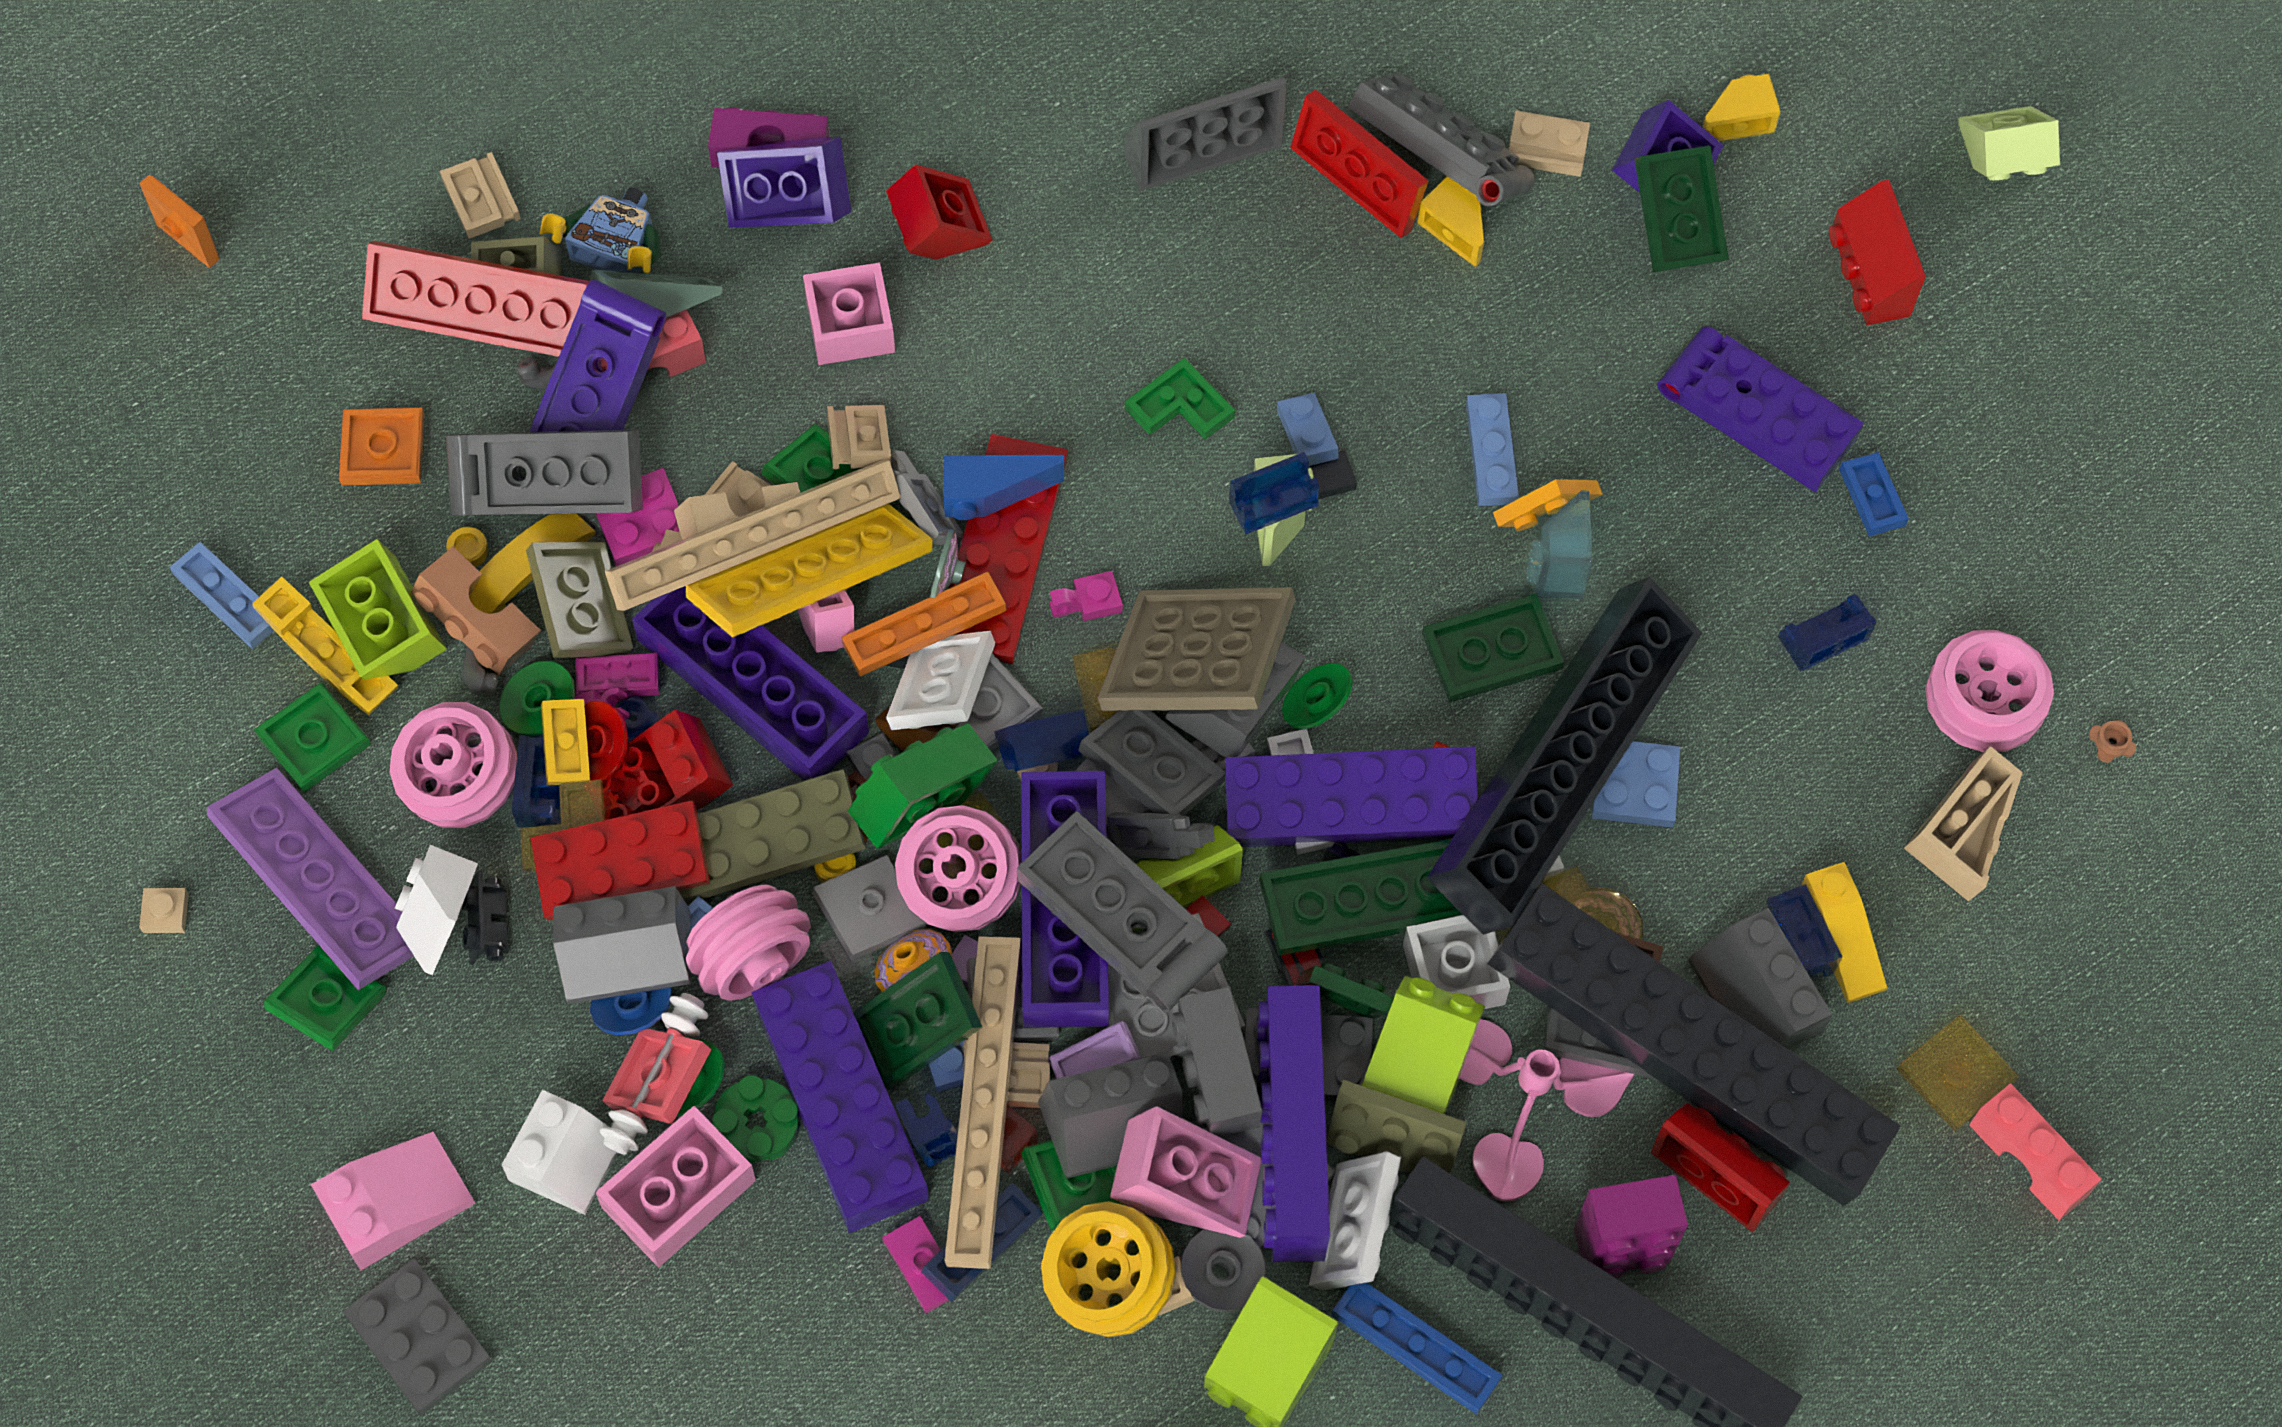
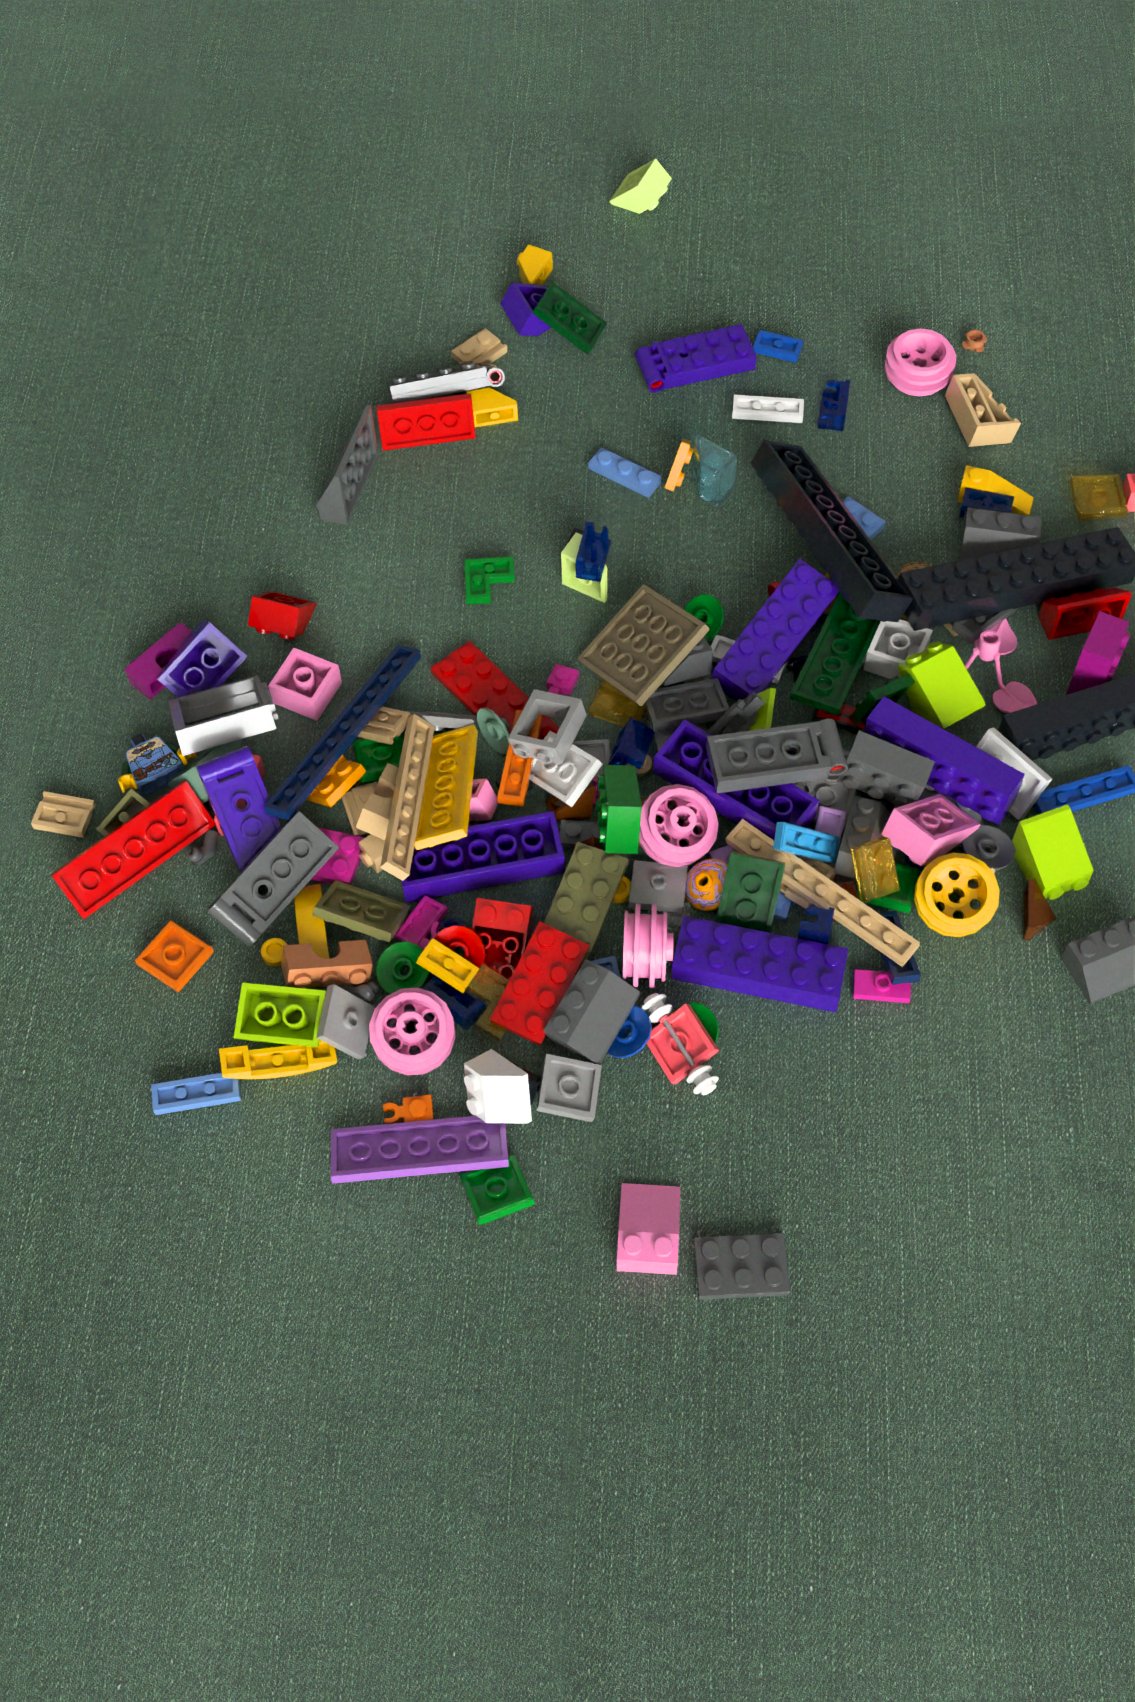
camera: 50 degrees left, 5 degrees down
(164, 910) = (368, 1247): tan plate -> none
(312, 737) = (326, 1100): green plate -> none
(365, 840) = (413, 1109): none -> orange plate
(415, 680) = (345, 1021): none -> light grey plate
(510, 988) = (569, 1088): none -> light grey plate
(560, 1153) = (687, 1122): white slope -> none
(647, 249) = (227, 727): none -> light grey window
(676, 1186) = (755, 1073): bright pink brick -> none
(734, 433) = (337, 782): none -> light orange plate
(779, 1111) = (744, 1001): green plate -> none
(802, 402) = (341, 733): none -> dark blue plate
(976, 648) = (551, 705): none -> light grey window
(991, 482) = (462, 682): blue slope -> none
(1035, 1031) = (806, 842): none -> dark azure tile
(1059, 1143) = (875, 869): none -> clear yellow plate
(1173, 1390) = (1036, 911): none -> reddish brown slope
(1307, 428) = (548, 535): medium blue plate -> none
(1376, 1123) = (977, 717): olive plate -> none
(1492, 647) = (734, 535): dark green plate -> none
(1749, 552) = (768, 408): none -> white plate
(1878, 255) = (660, 264): red slope -> none

